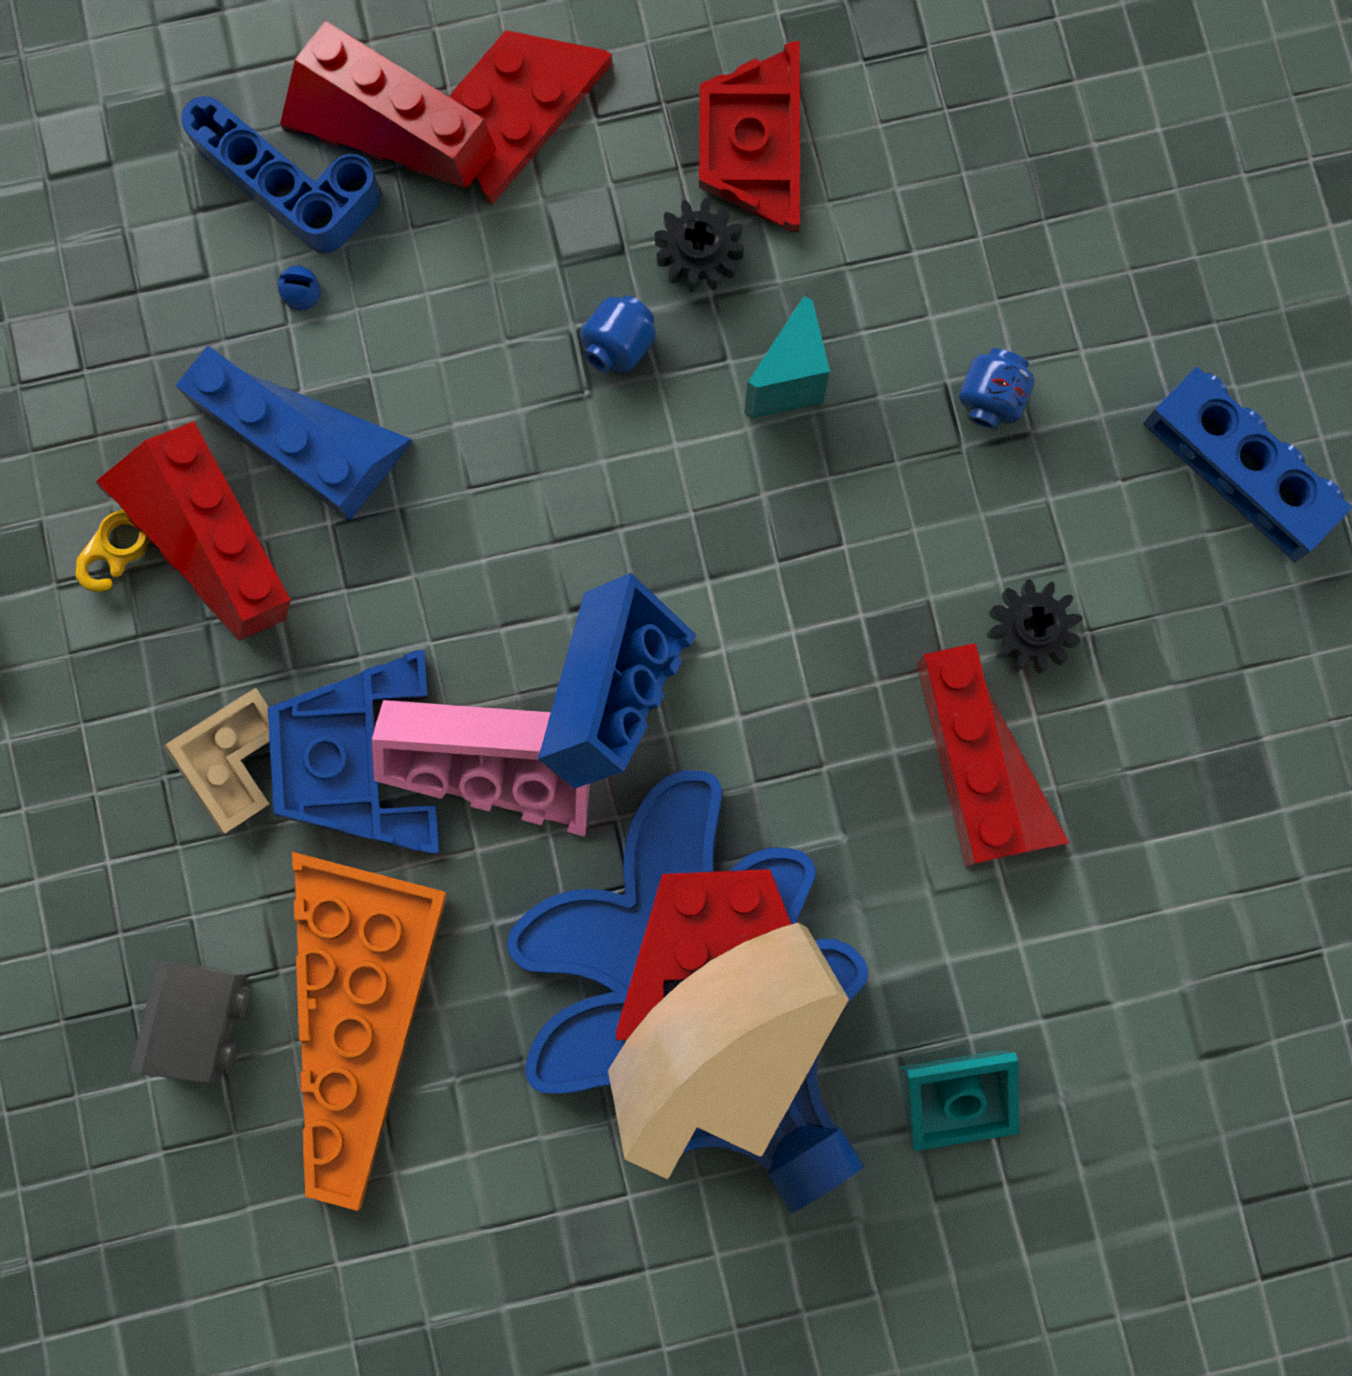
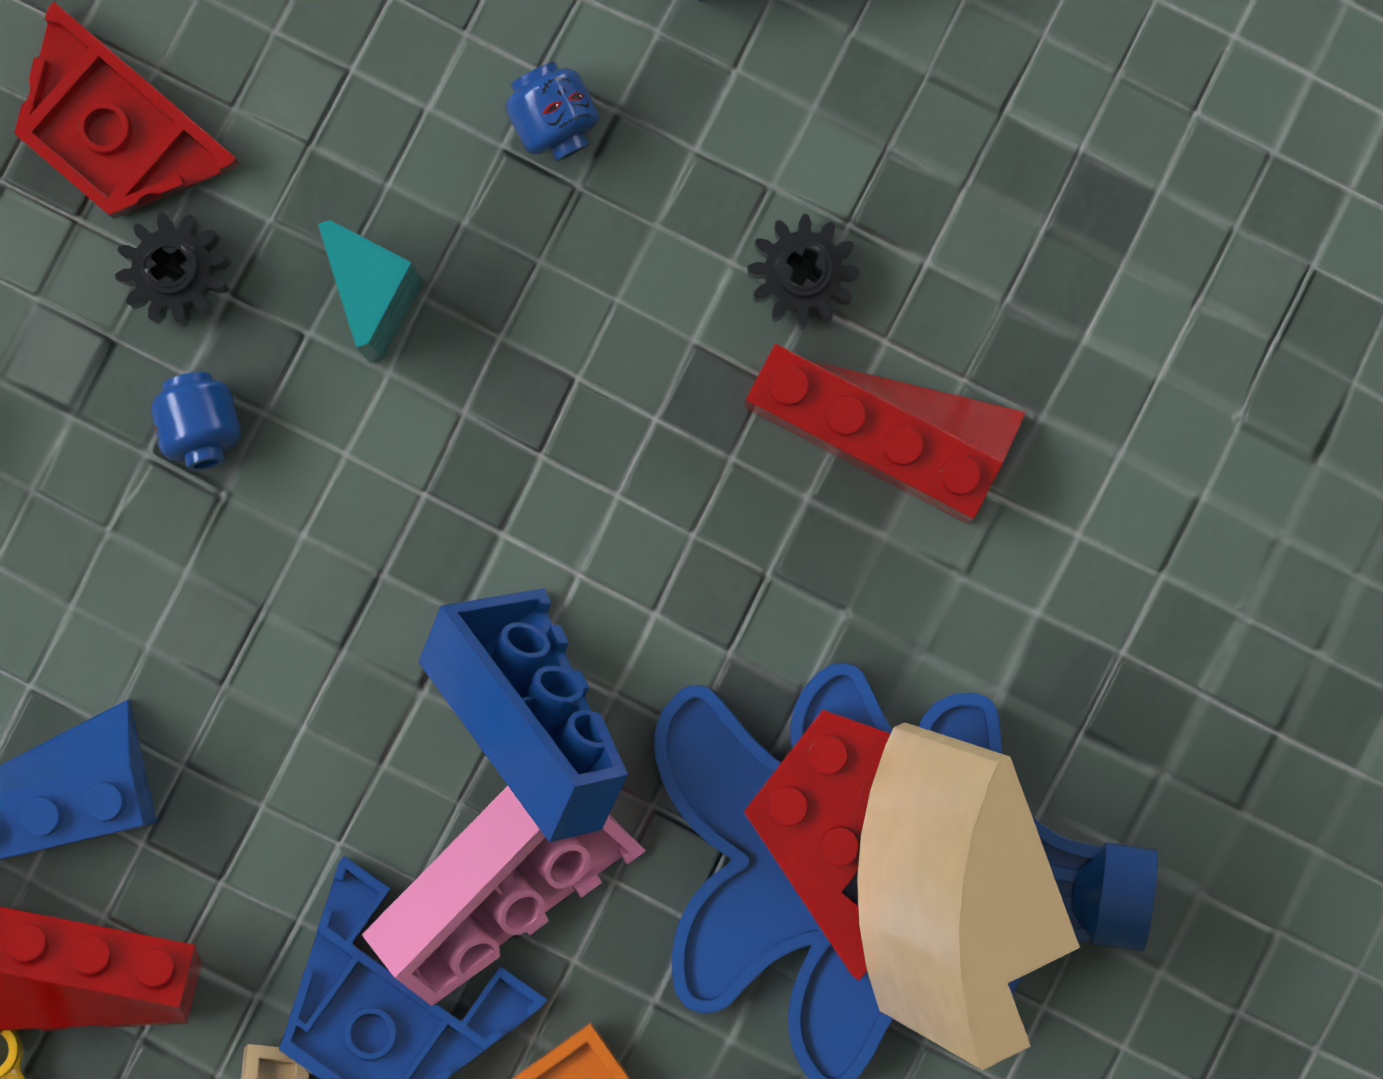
camera: 50 degrees left, 5 degrees up
(961, 1099) = (1170, 709): teal slope -> none

